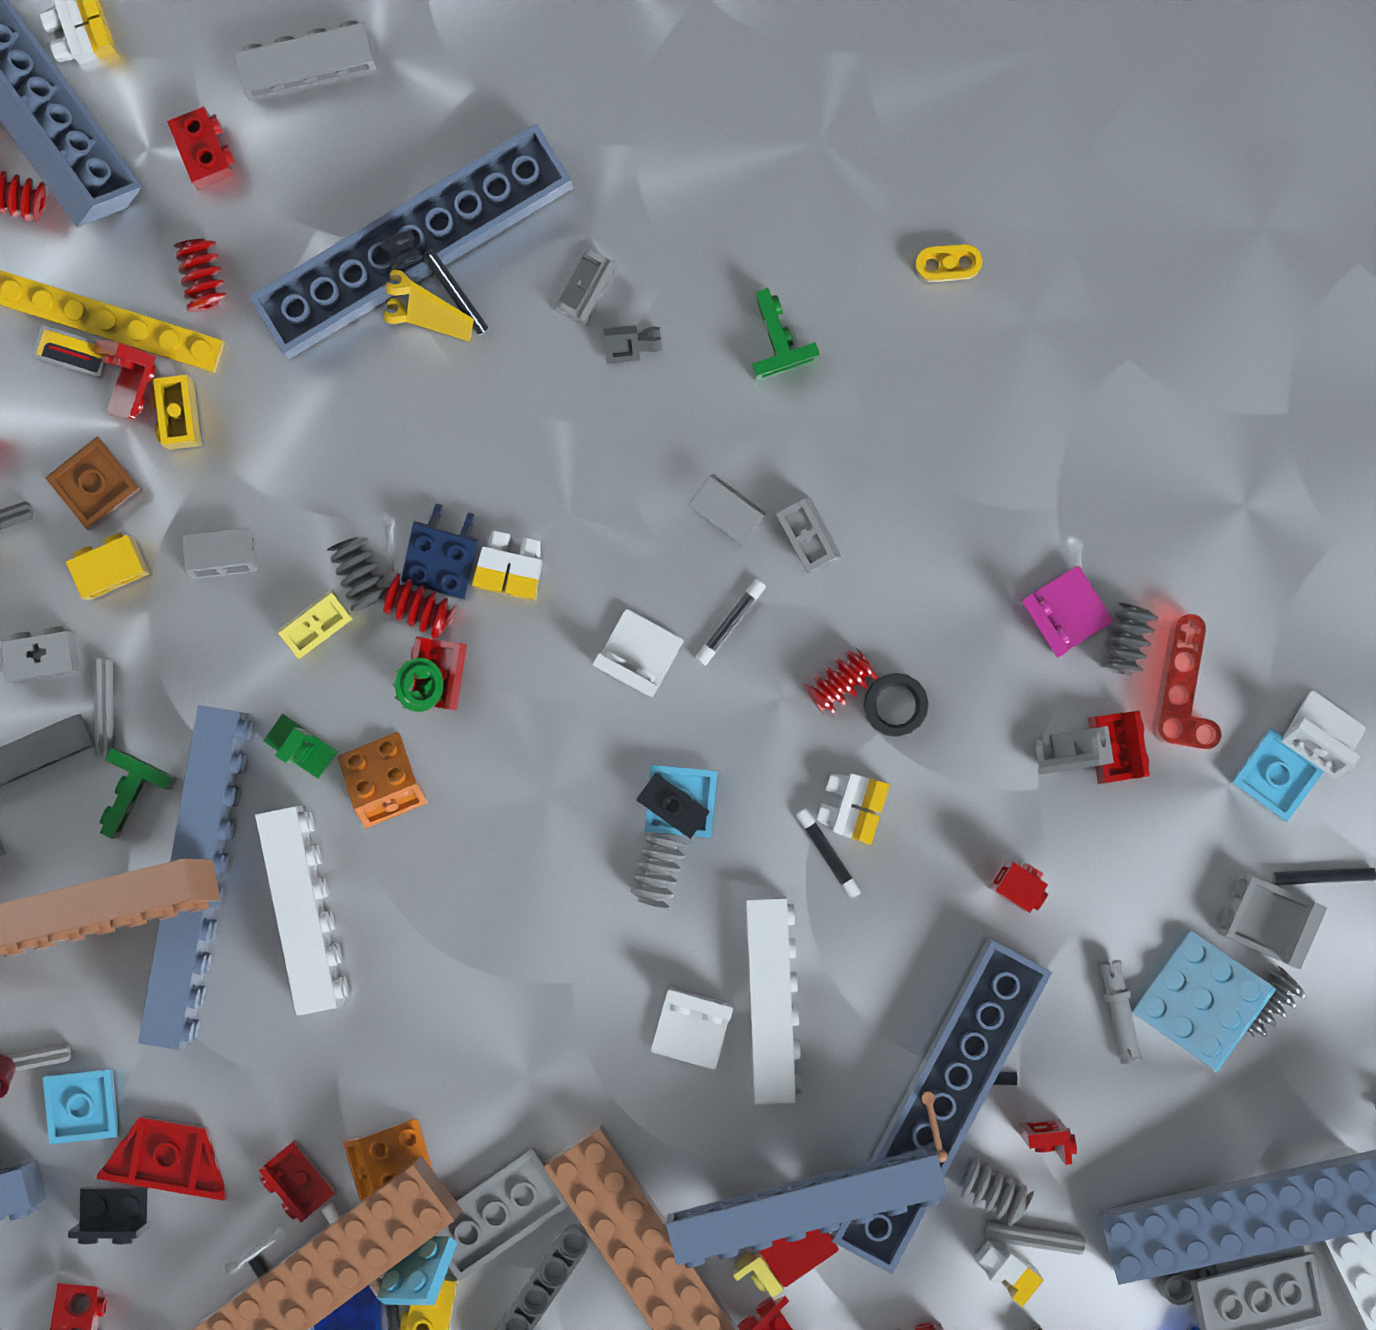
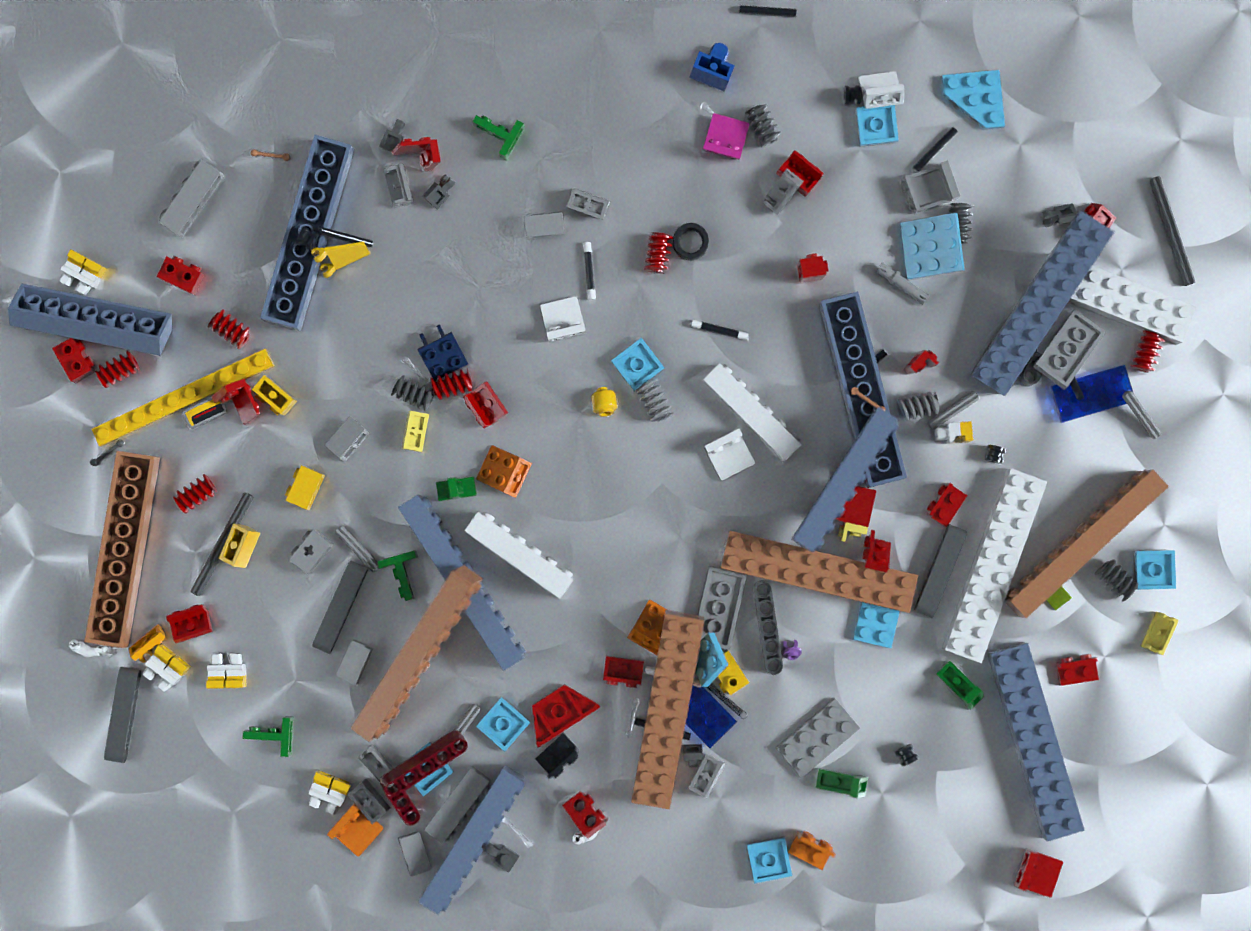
camera: 40 degrees left, 0 degrees up
(93, 483) = (265, 458): dark orange plate -> none
(430, 689) = (488, 412): green gear -> none
(475, 116) = (286, 157): none -> nougat hinge
(524, 568) = (467, 336): hips -> none
(592, 810) = (604, 402): none -> yellow head
(632, 222) = (393, 137): none -> dark grey plate
(667, 276) = (428, 148): none -> red bracket
(672, 805) = (636, 368): black plate -> none
(859, 792) = (708, 292): white hips -> none
(948, 263) = (541, 36): yellow plate -> none
(1132, 506) = (712, 68): none -> blue brick
(1187, 683) = (803, 120): clear red beam -> none
(1271, 496) = (767, 10): none -> black bar
(1280, 707) = (852, 95): none -> black wheel

